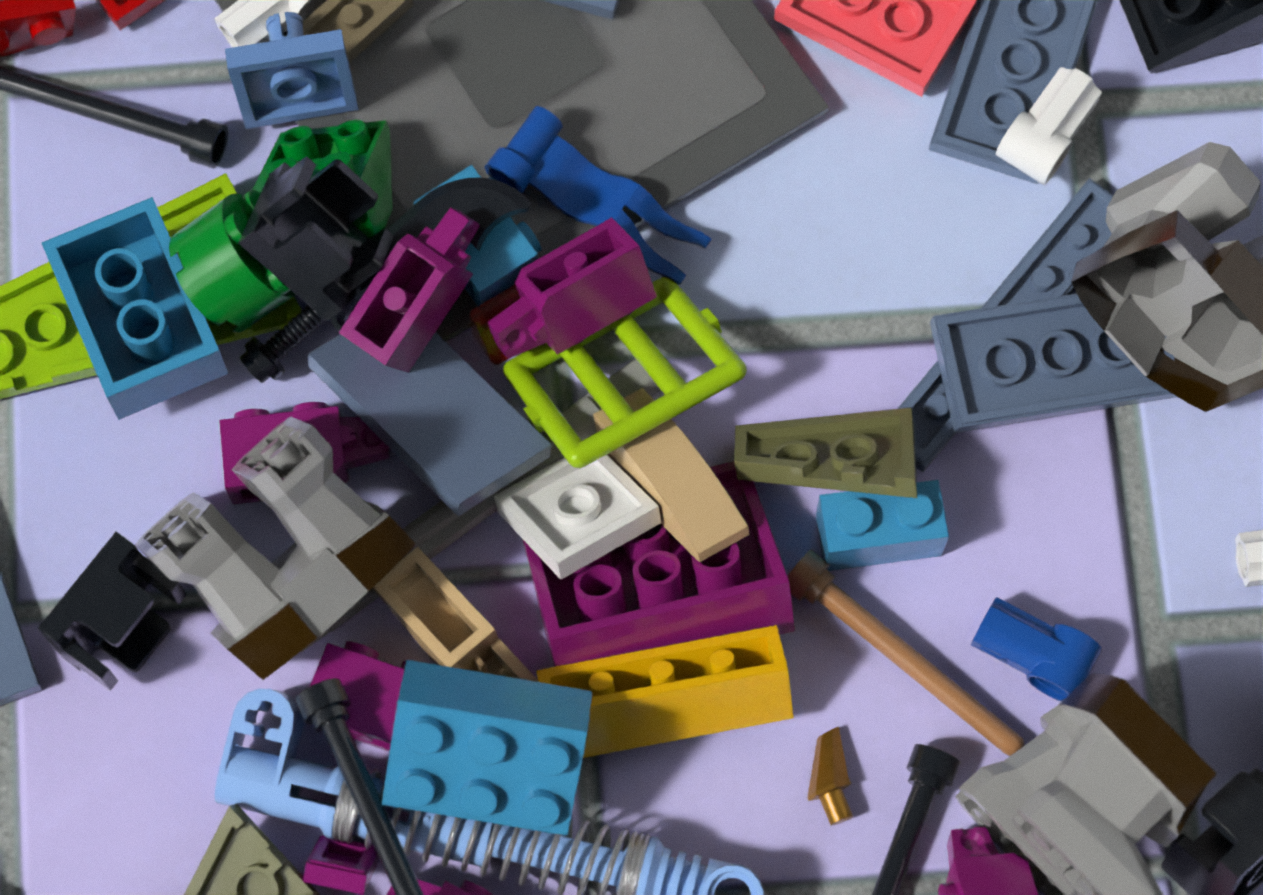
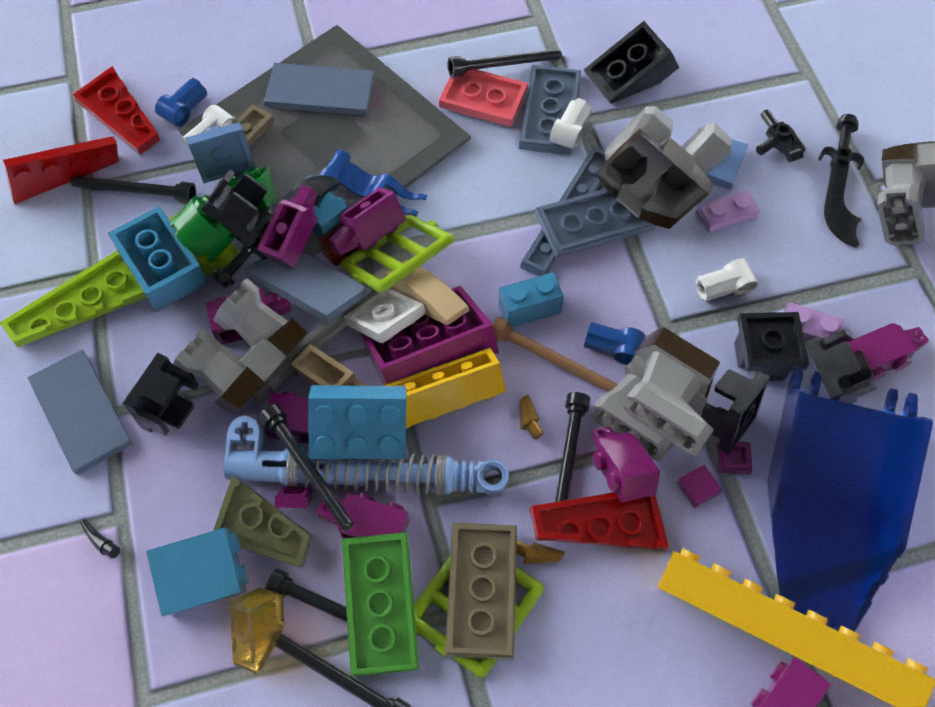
camera: 10 degrees left, 10 degrees down
(834, 452) = (504, 270): olive wing -> none

